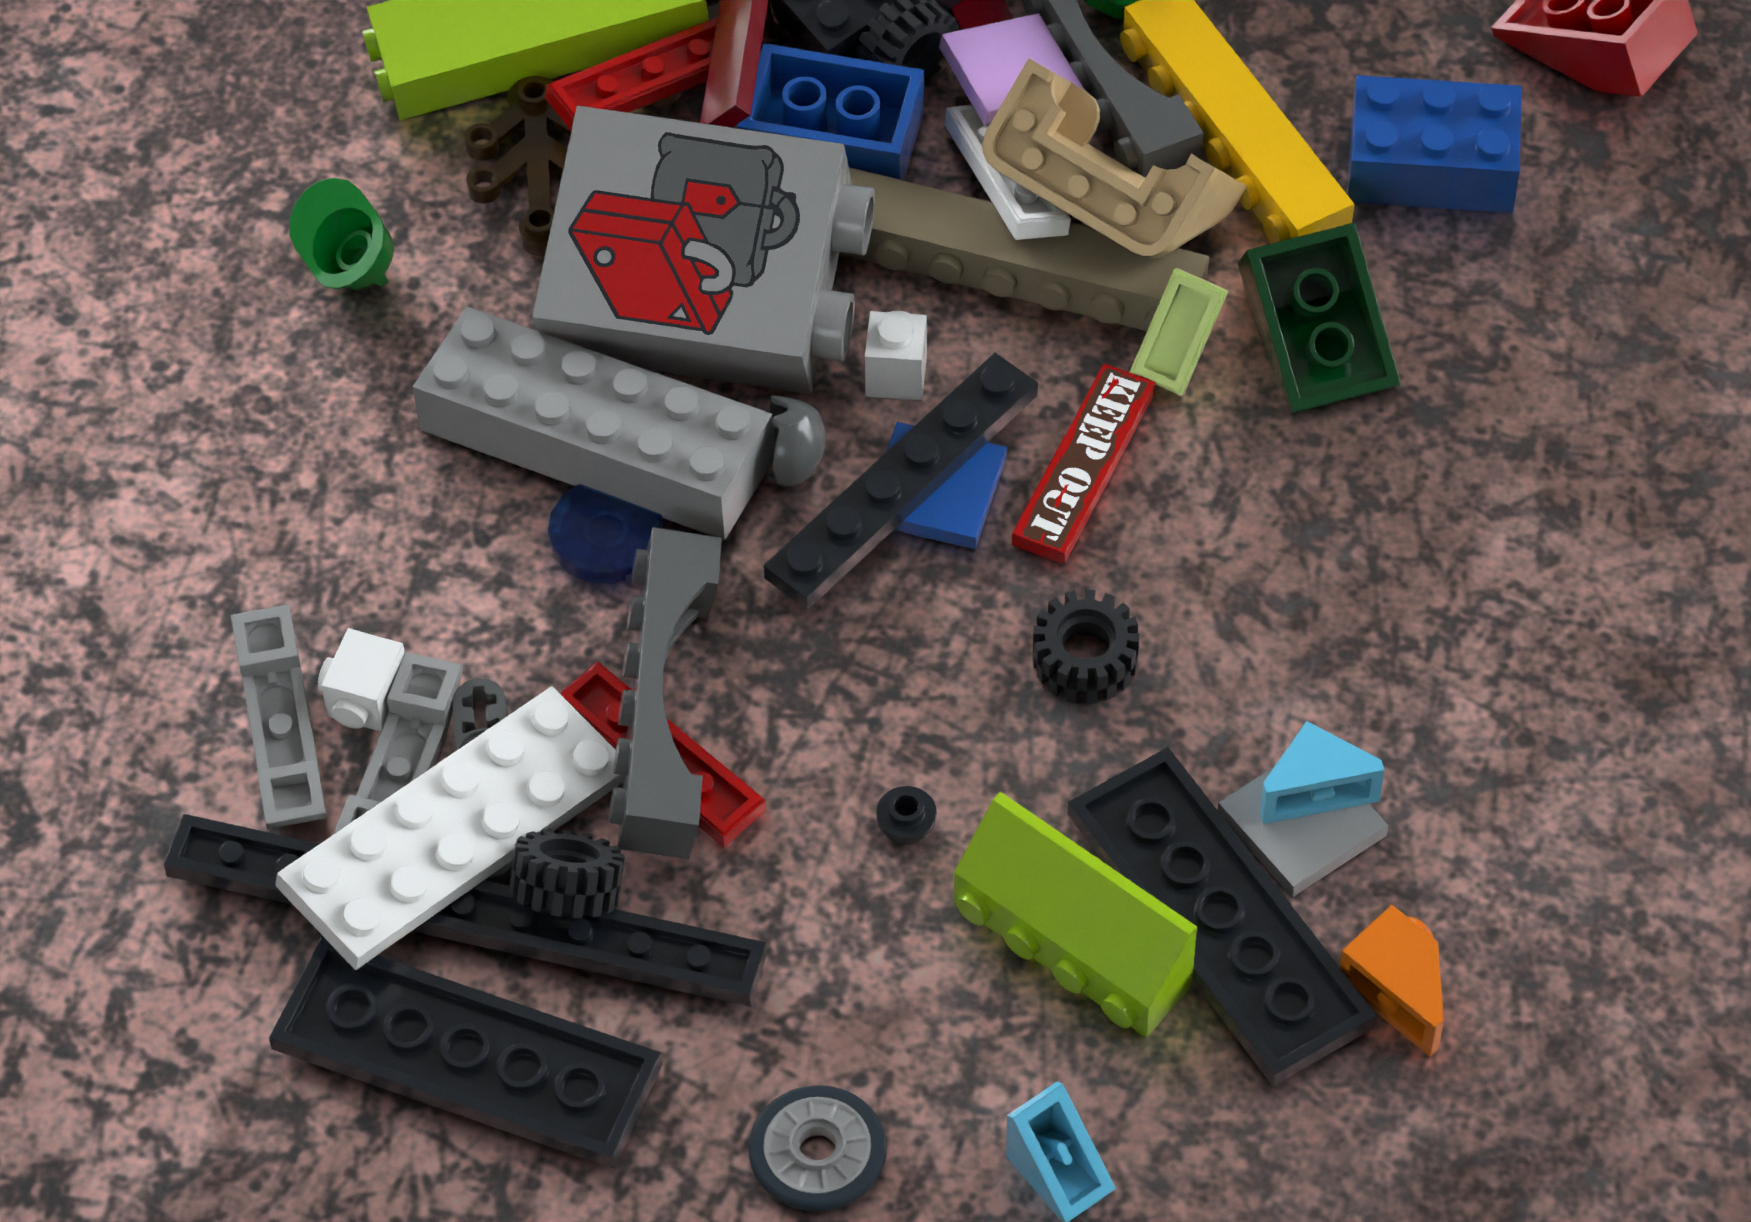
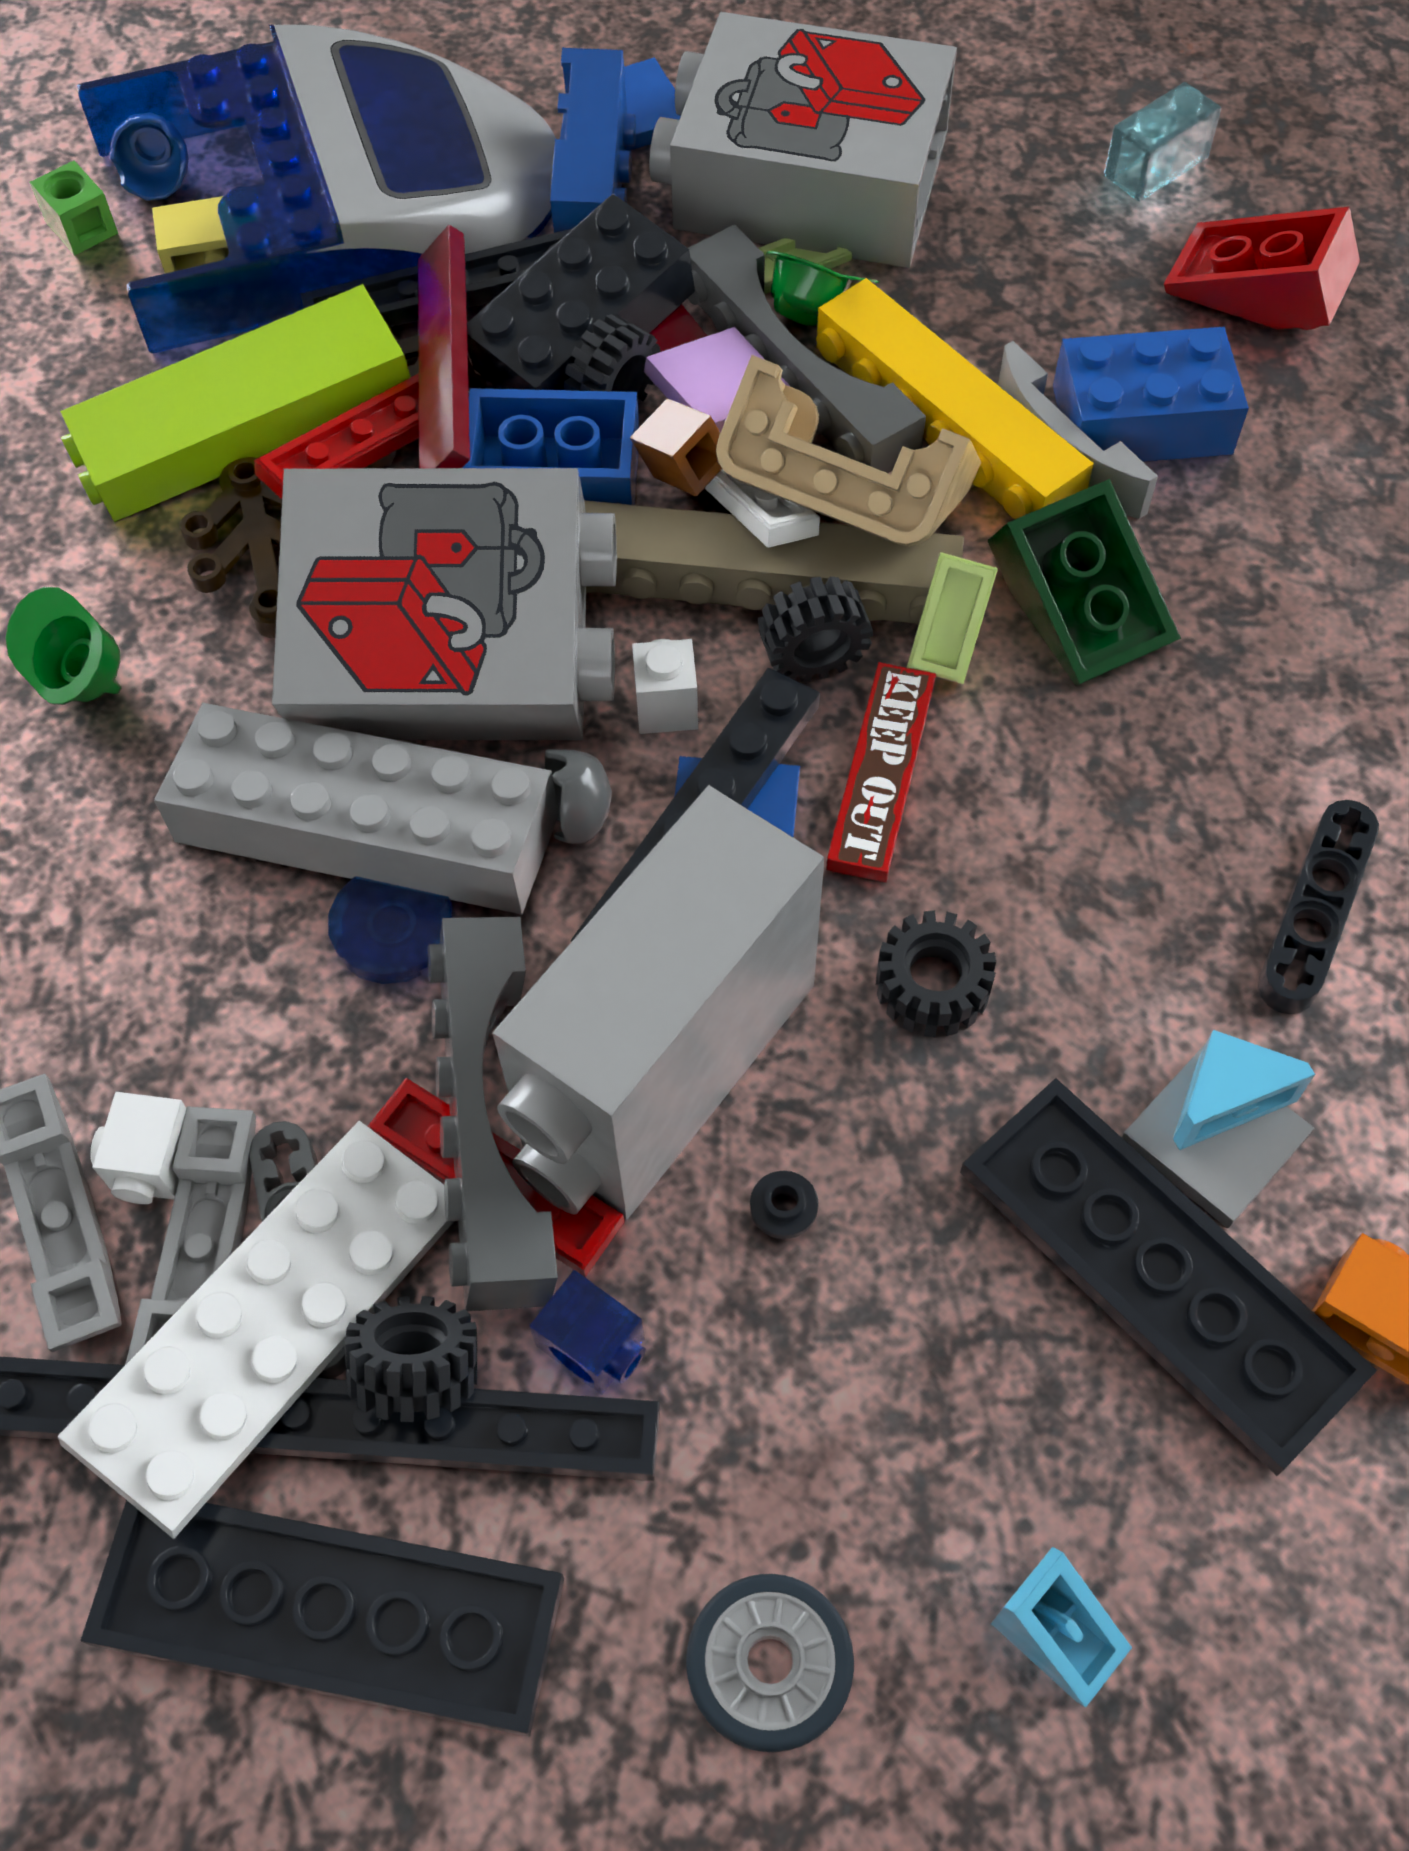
camera: 10 degrees left, 5 degrees up
(717, 883) = (590, 1333): none -> clear blue brick
(827, 625) = (659, 1006): none -> light grey brick
(951, 129) = (679, 446): none -> dark orange brick
(1046, 323) = (815, 629): none -> black tyre
(1075, 916) = (1012, 1311): lime slope -> none
(1376, 214) = (1128, 474): none -> light grey slope
(1460, 645) = (1315, 903): none -> black beam

